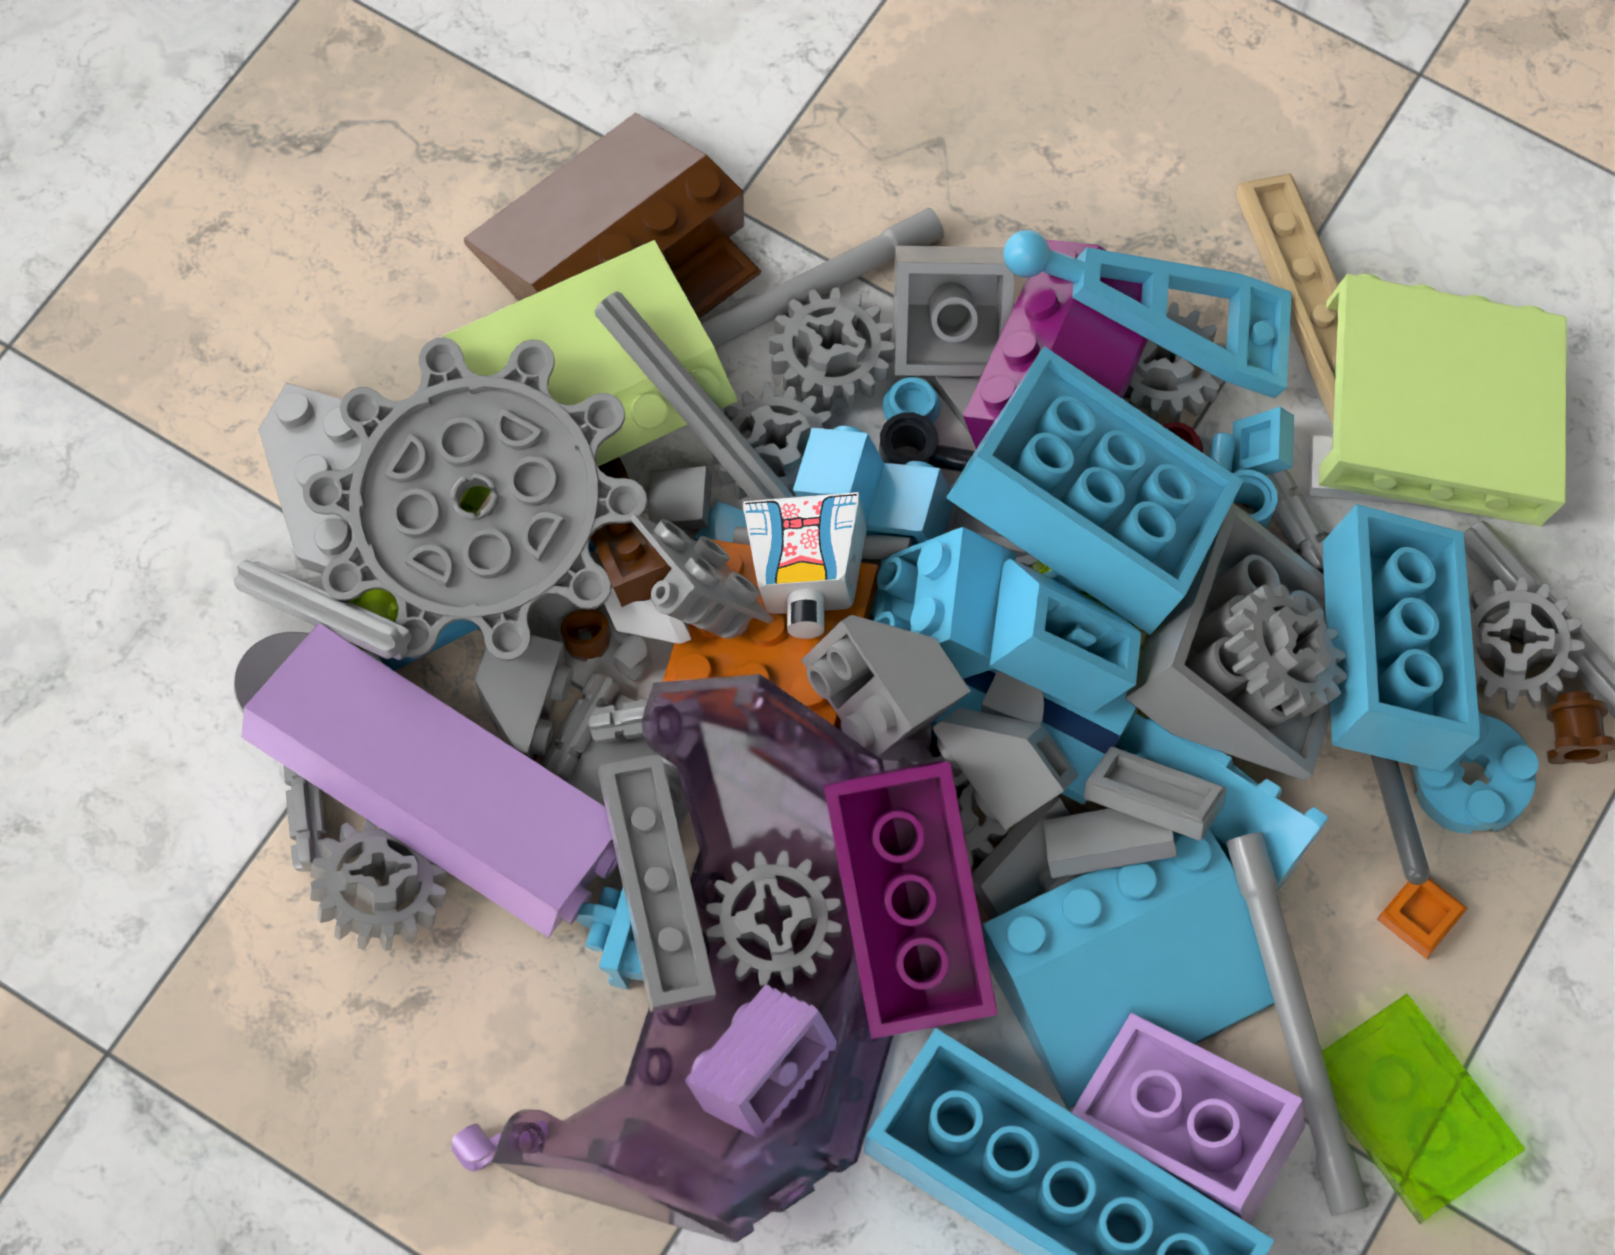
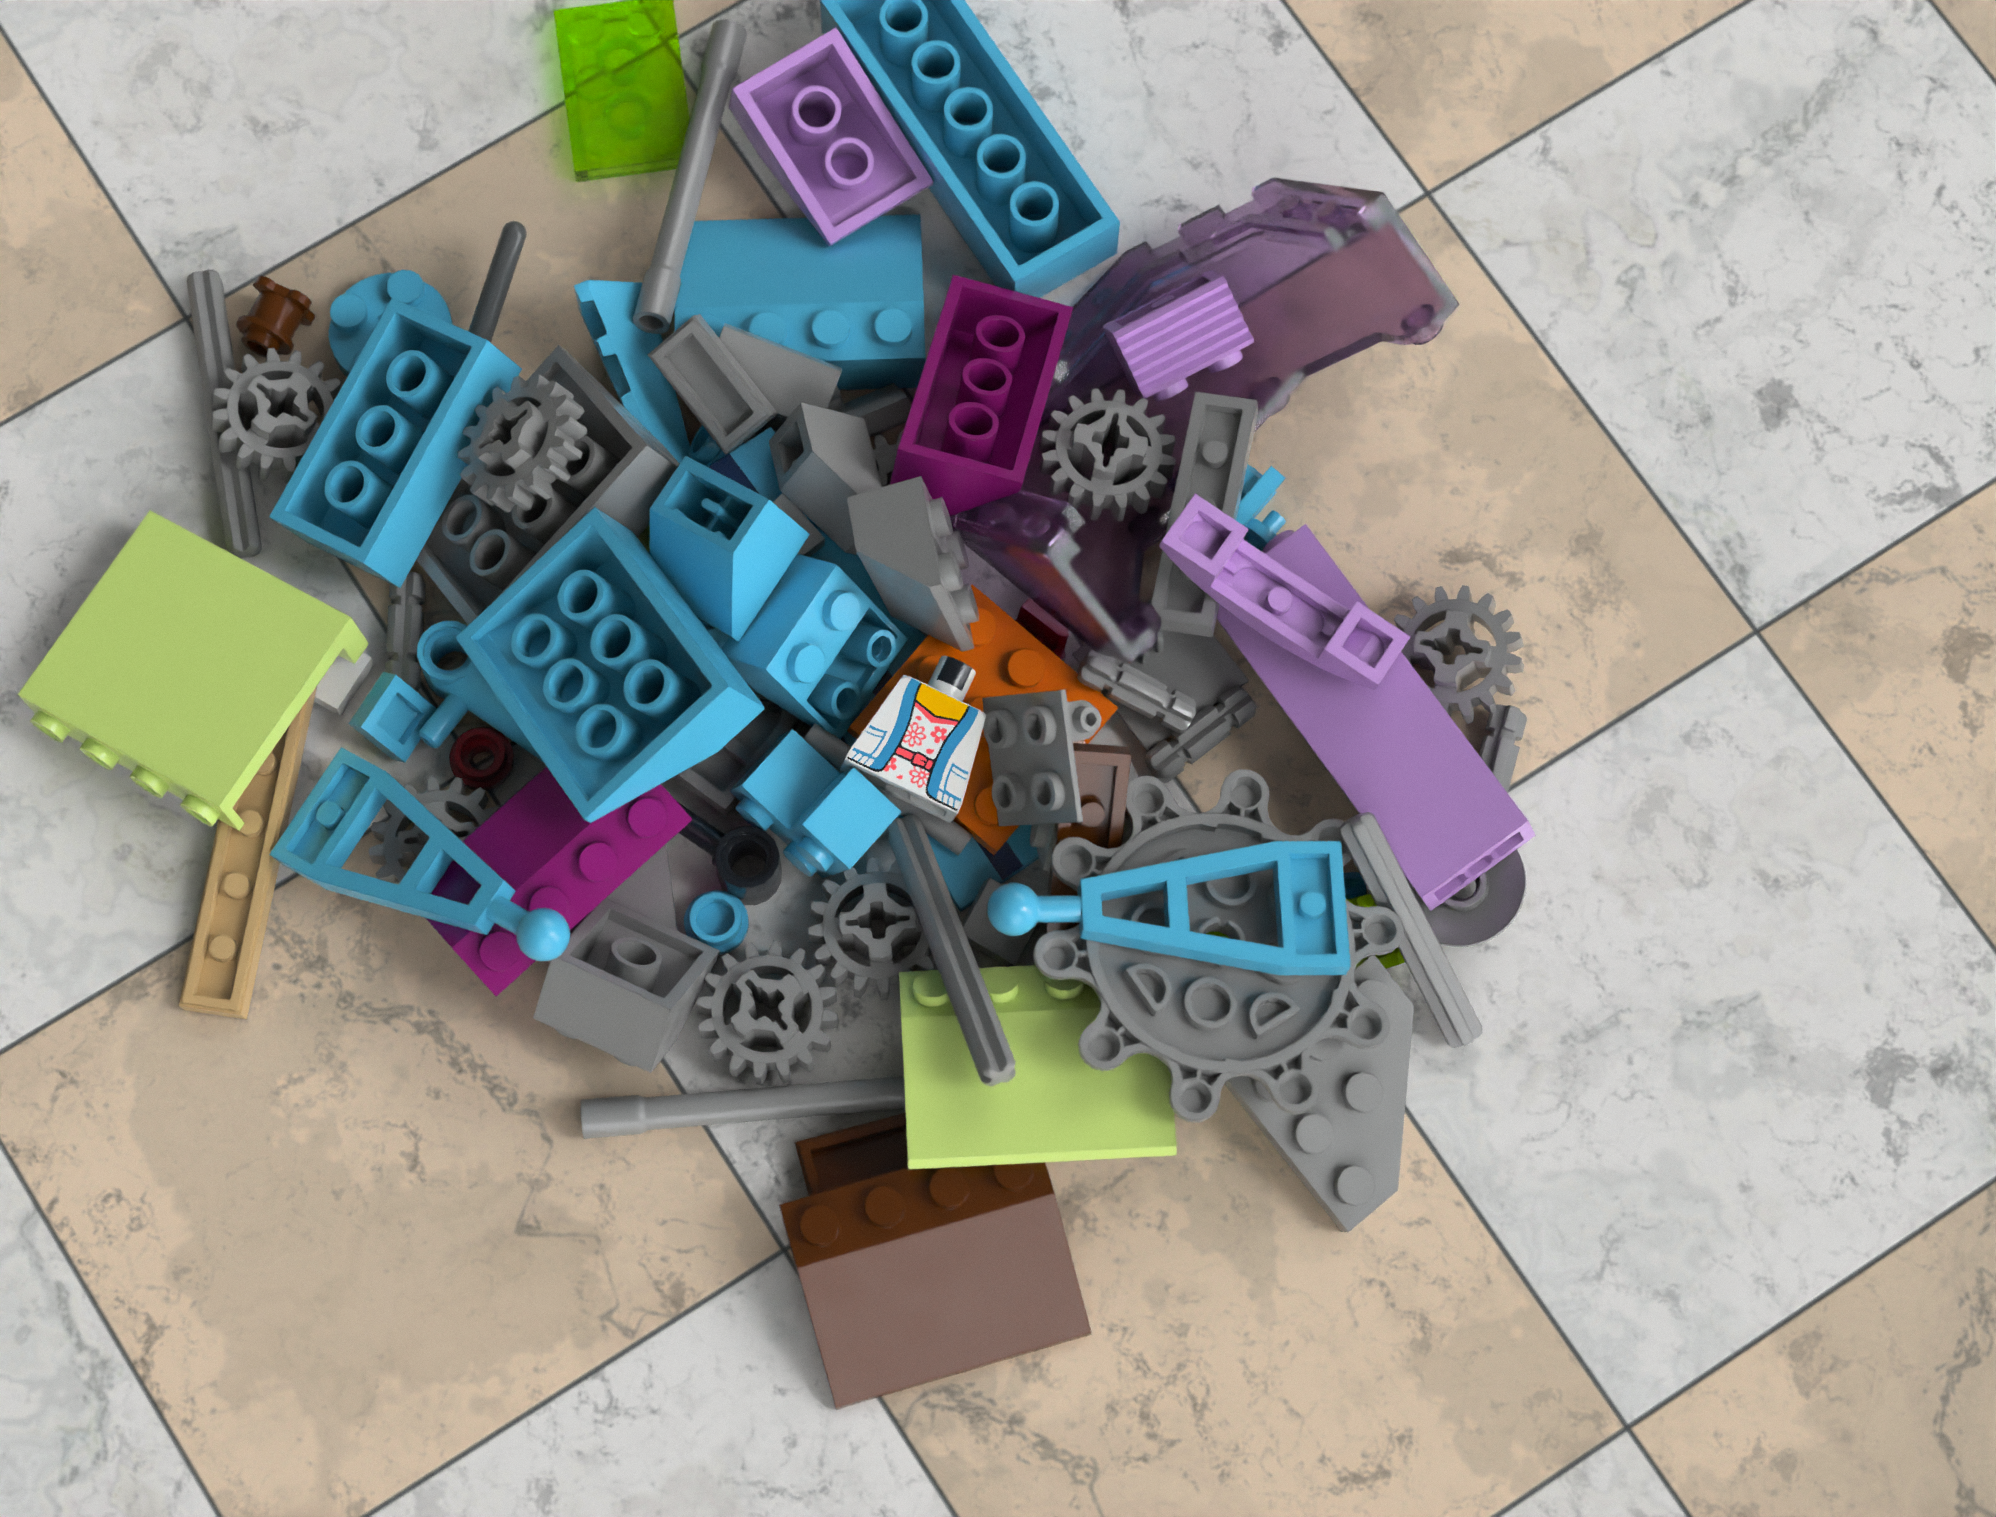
camera: 155 degrees left, 5 degrees up
(408, 544) = (1307, 907): none -> medium azure plate
(474, 1147) = (1453, 393): lavender hand -> none
(523, 694) = (1253, 746): light grey slope -> none
(544, 810) = (1277, 601): none -> lavender slope
(1422, 915) = (537, 244): orange tile -> none

